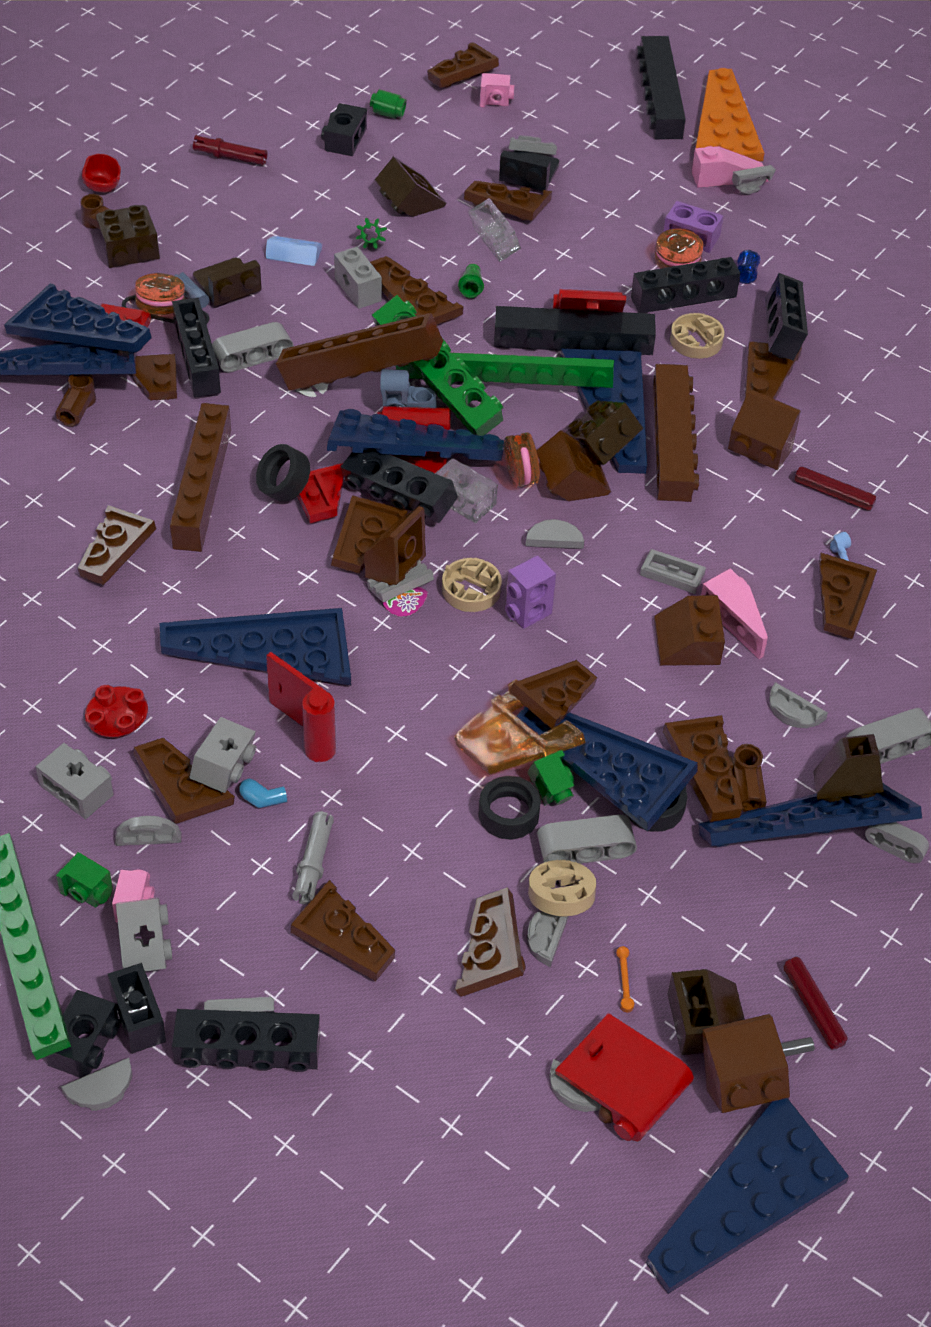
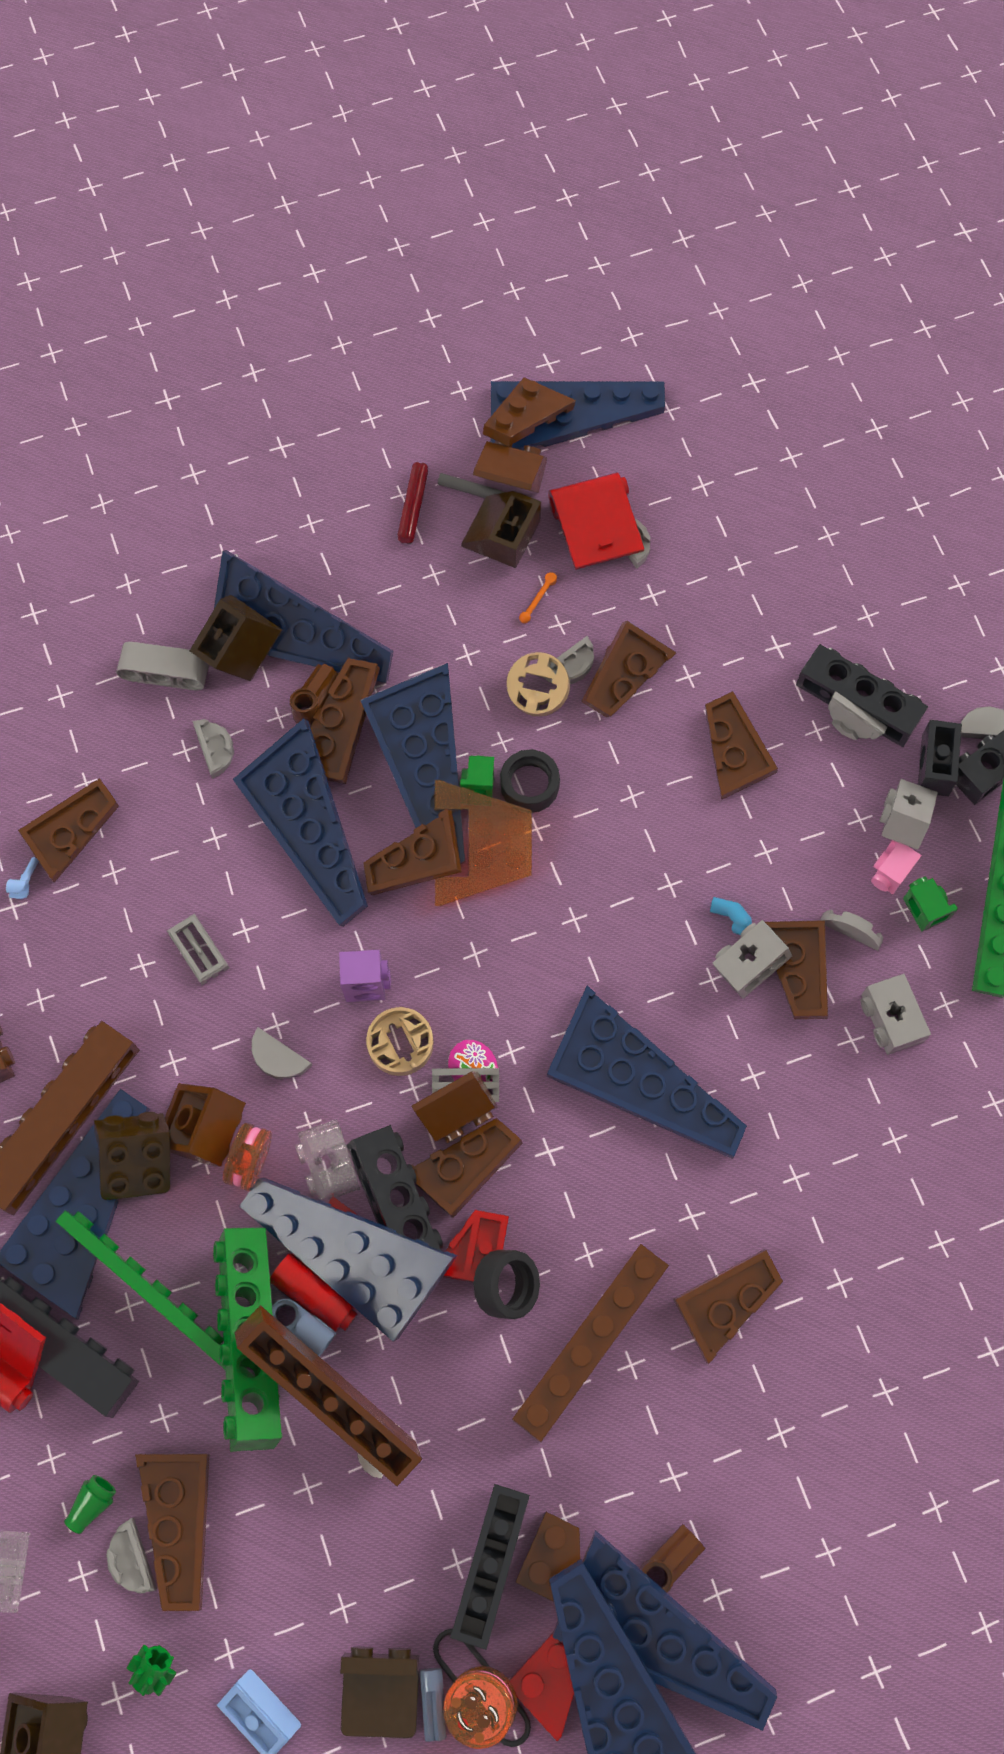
camera: 145 degrees left, 20 degrees up
(116, 710) = (821, 1078): red dish -> none
(251, 346) = (420, 1537): light grey beam -> none
(306, 705) = (651, 941): red door -> none
(311, 868) = (730, 816): light grey pin -> none
(358, 277) = (222, 1589): light grey brick -> none
(429, 272) = (128, 1560): none -> light grey tile
(587, 839) = (491, 715): light grey beam -> none
(689, 689) = (298, 808): none -> dark blue wing
(690, 632) = (243, 862): reddish brown slope -> none
(738, 610) = (179, 866): bright pink slope -> none
(779, 1133) = (524, 410): none -> reddish brown wing

